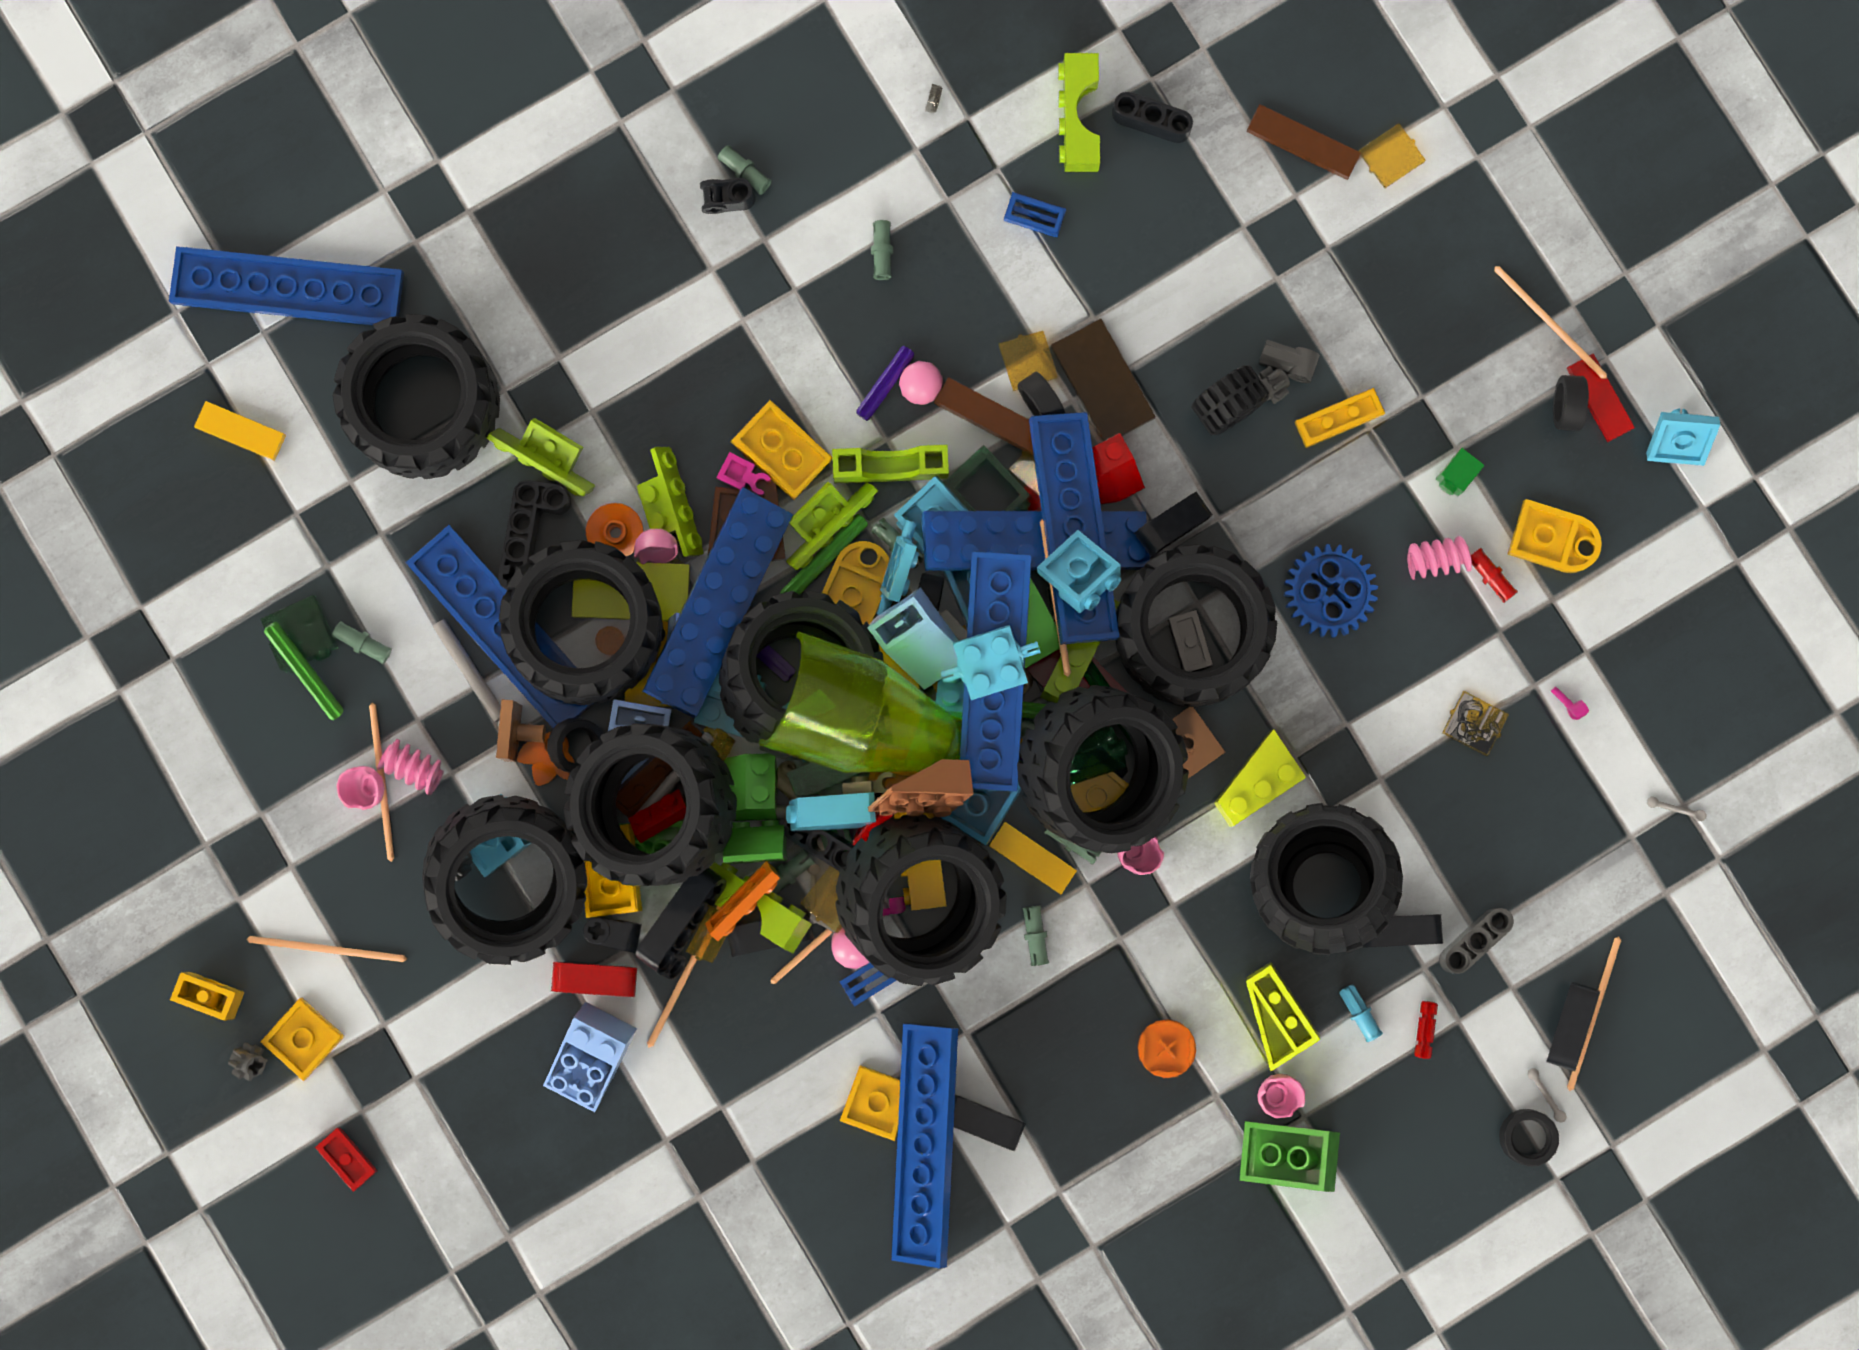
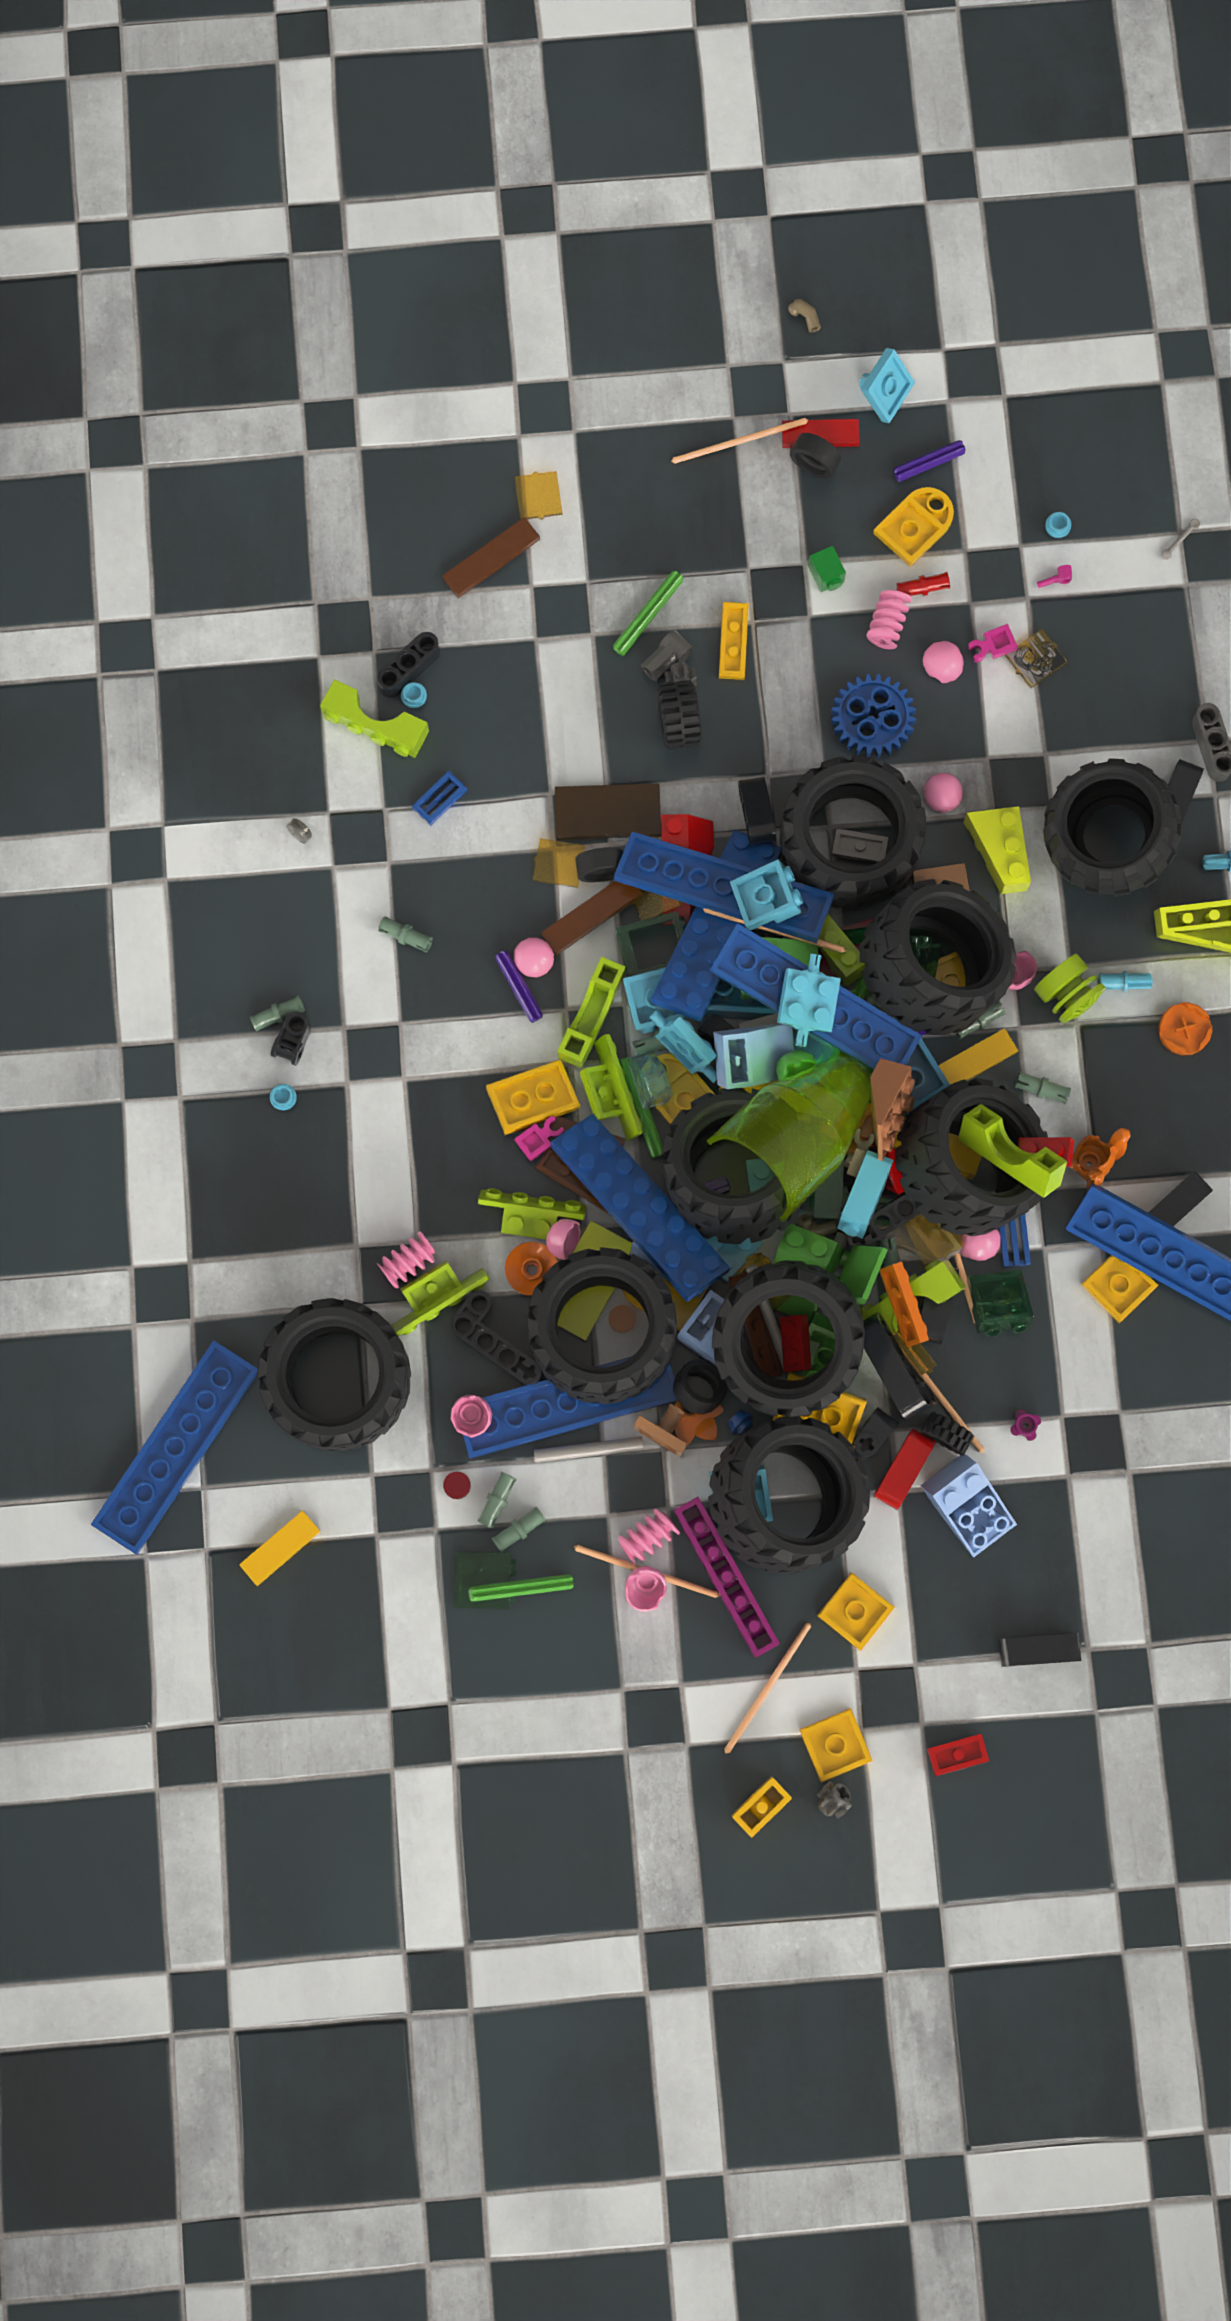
camera: 60 degrees left, 5 degrees down
(376, 564) = (457, 1485): none -> dark red tile
(379, 608) = (497, 1500): none -> sand green pin
(403, 861) = (726, 1577): none -> magenta brick
(437, 997) = (855, 1611): none -> yellow tile
(442, 543) = (471, 1415): none -> bright pink hair
(482, 1191) = (1040, 1649): none -> black beam
(558, 800) = (740, 1422): none -> blue plate
(563, 412) = (407, 1260): none -> bright pink piece
(645, 1003) = (947, 1433): none -> black tyre
(666, 216) = (283, 1097): none -> medium azure plate
(687, 1070) = (1032, 1421): none -> magenta plate
(800, 994) = (1000, 1302): none -> clear green plate
(852, 551) = (650, 1080): none -> clear light blue slope
(927, 680) = (794, 1062): none -> bright green hair
(943, 900) = (985, 1134): none -> lime arch
(955, 966) = (1060, 1145): none -> red plate
(995, 1022) = (1099, 1155): none -> orange hair
(1125, 138) = (413, 695): none -> medium azure plate
(1145, 915) = (1070, 988): none -> lime wheel
(1184, 966) = (1126, 981): none -> medium azure axle
(1287, 696) = (943, 792): none -> bright pink hair
(1325, 321) = (647, 613): none -> bright green axle
(1423, 633) = (943, 661): none -> bright pink hair
(1470, 677) = (997, 643): none -> dark pink plate
(1626, 679) = (1058, 525): none -> medium azure plate
(1628, 519) = (929, 460): none -> dark purple axle
(1723, 324) = (801, 307): none -> dark tan arm

